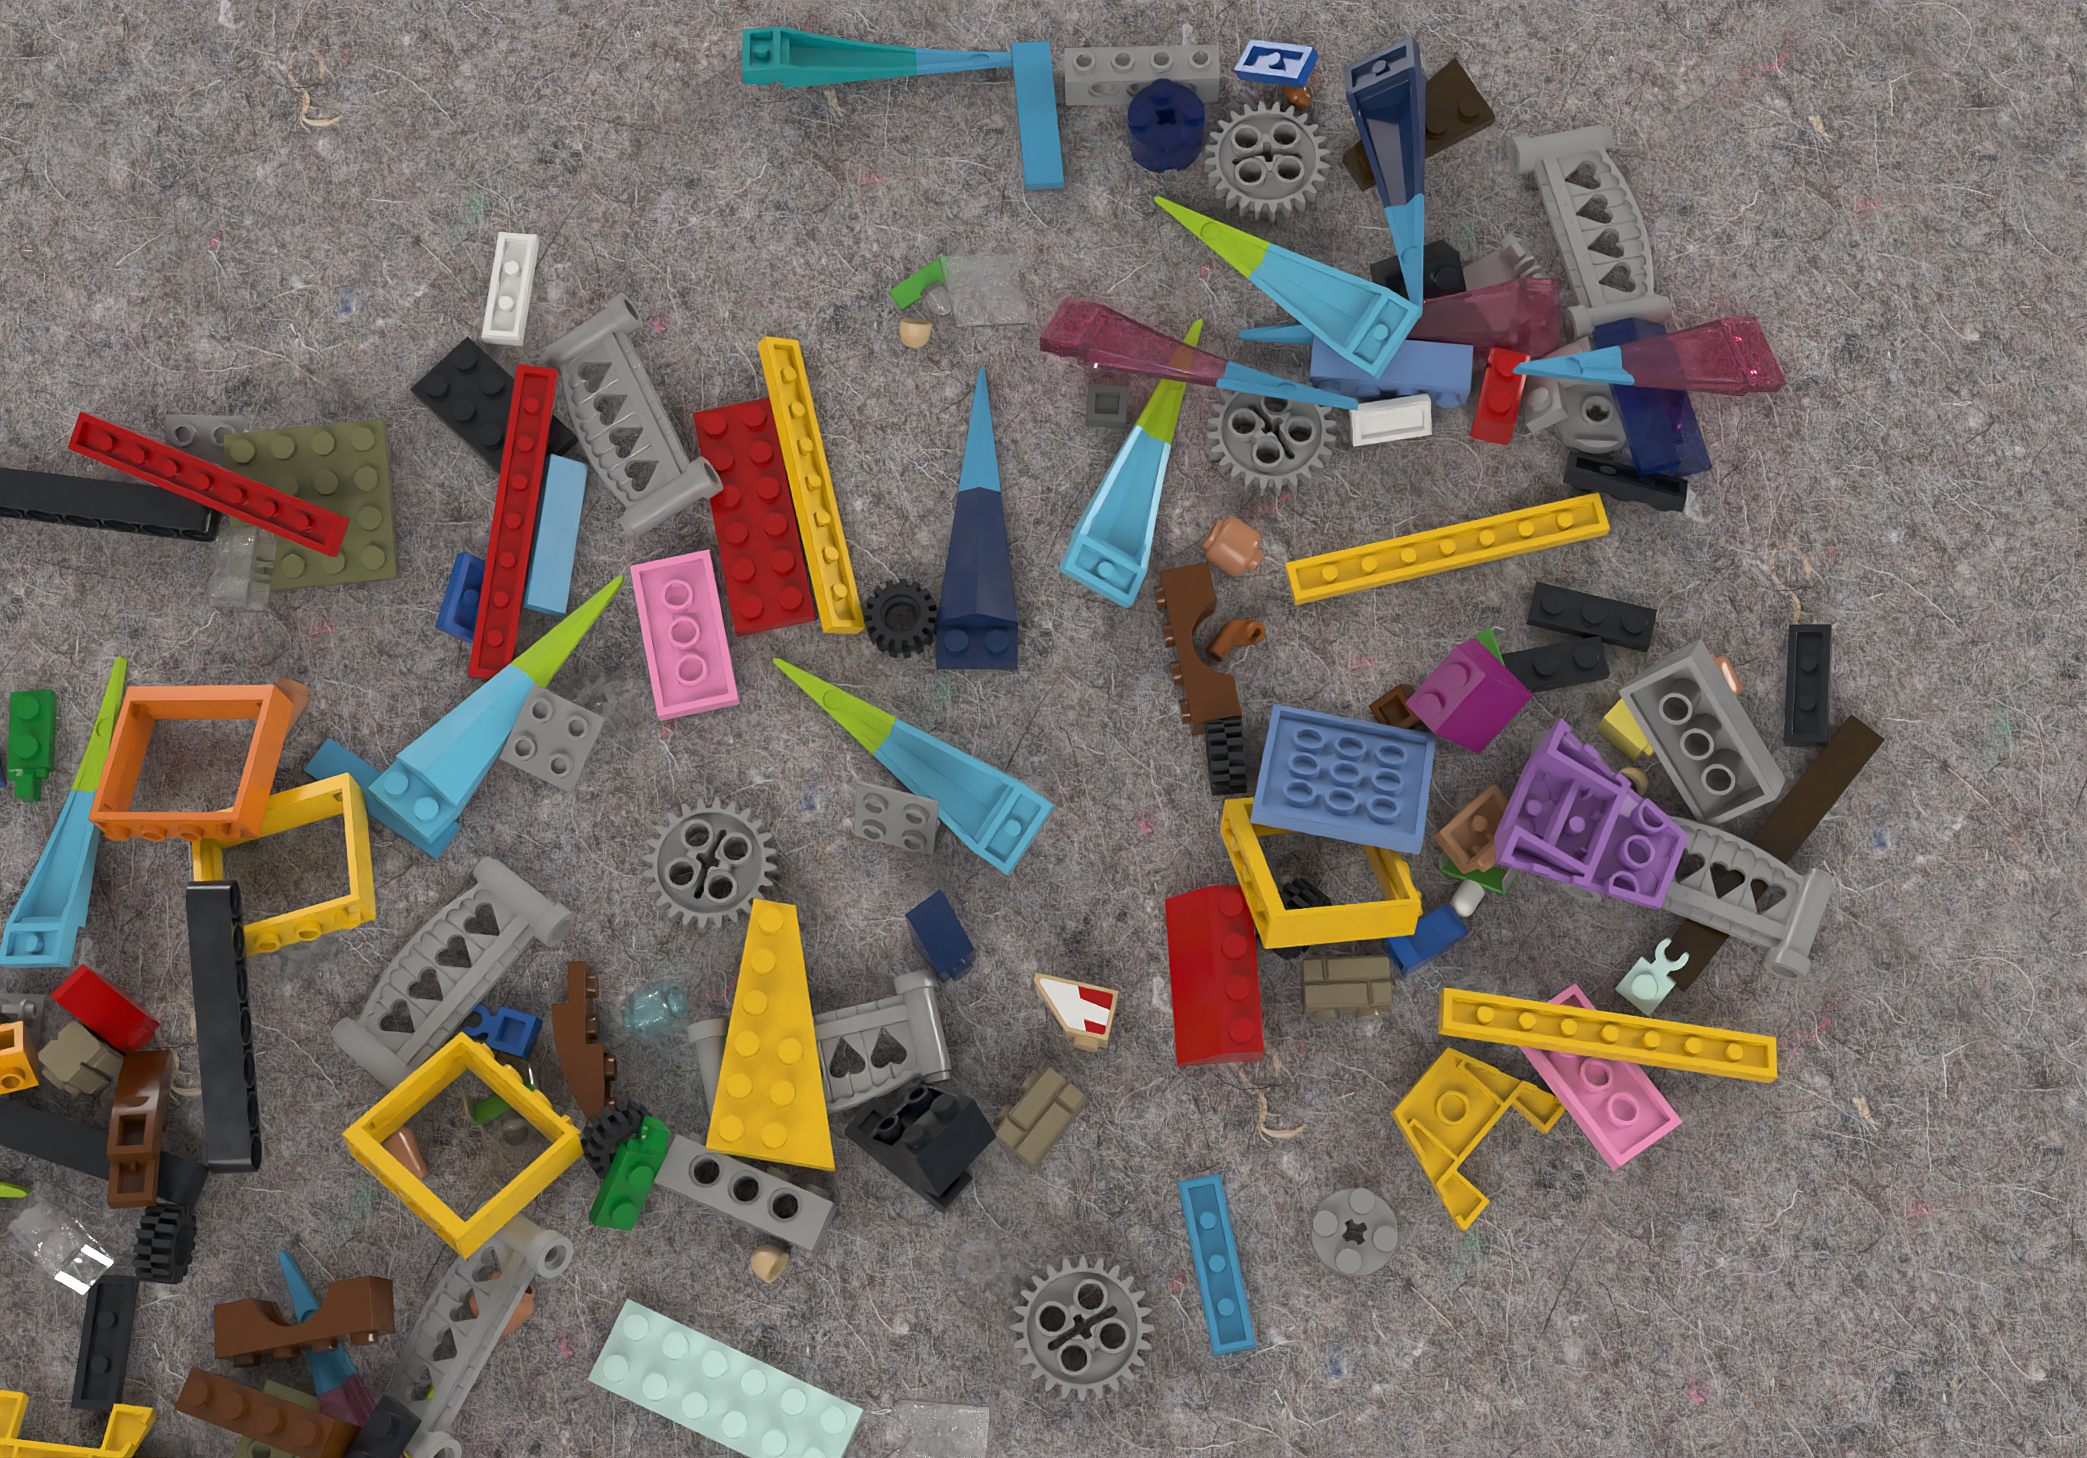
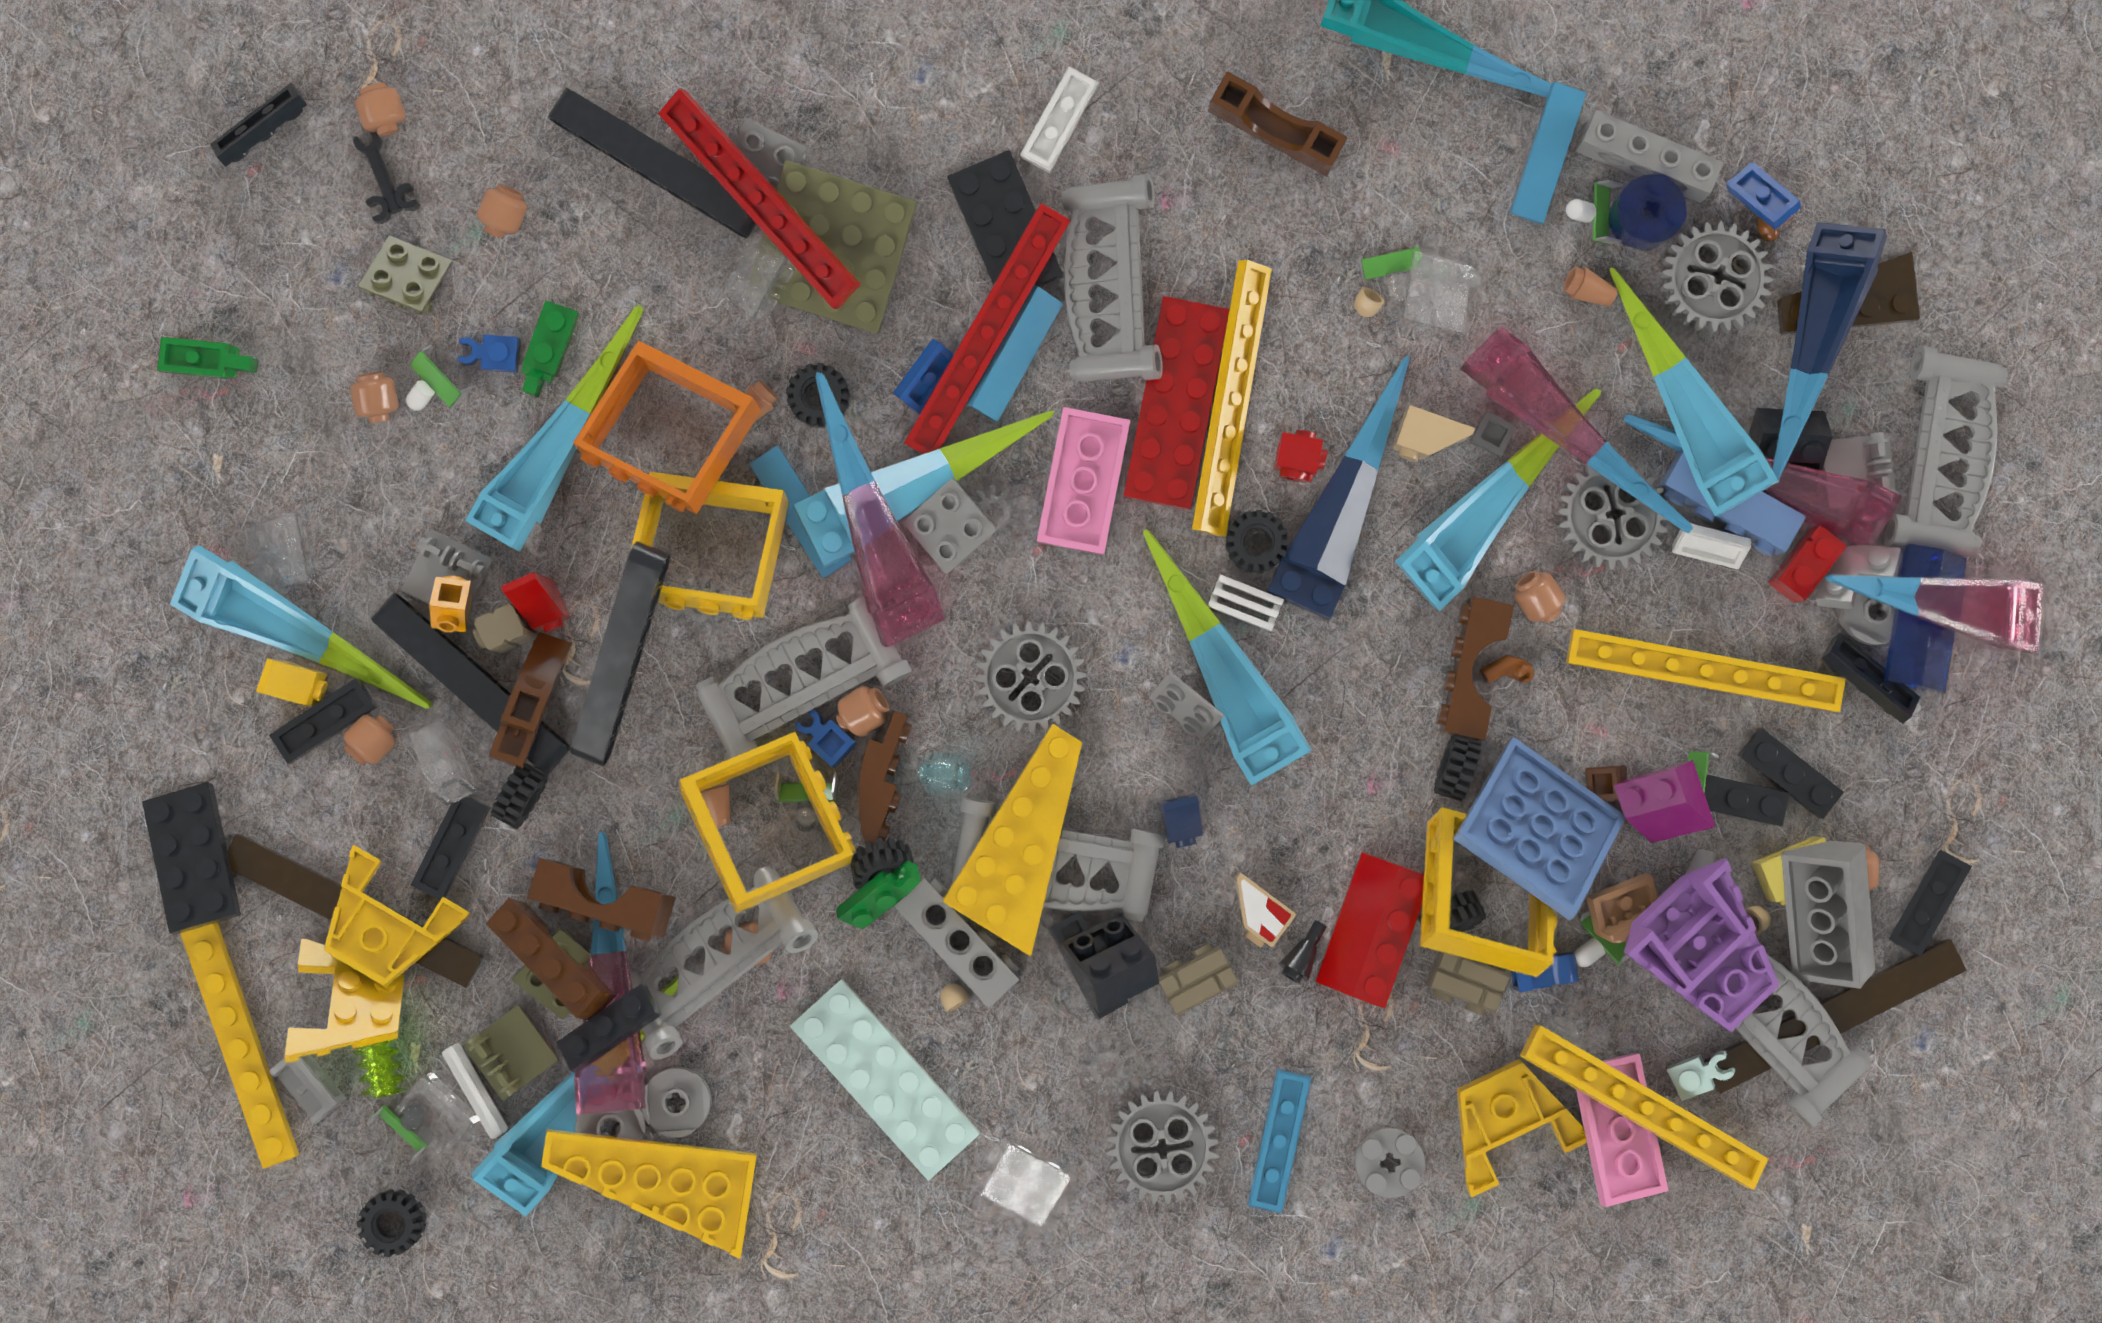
camera: 20 degrees right, 15 degrees up
(340, 648) = (803, 380): none -> black tyre
(504, 813) = (891, 576): none -> clear pink plate
(533, 981) = (862, 711): none -> nougat head
(697, 194) = (1251, 112): none -> reddish brown arch
(909, 511) = (1299, 456): none -> red brick
(917, 673) = (1272, 613): none -> white tile
(1039, 432) = (1427, 434): none -> tan slope
(1116, 148) = (1598, 212): none -> piece
(1140, 223) = (1589, 287): none -> nougat cone
(1148, 1047) = (1300, 959): none -> black cone

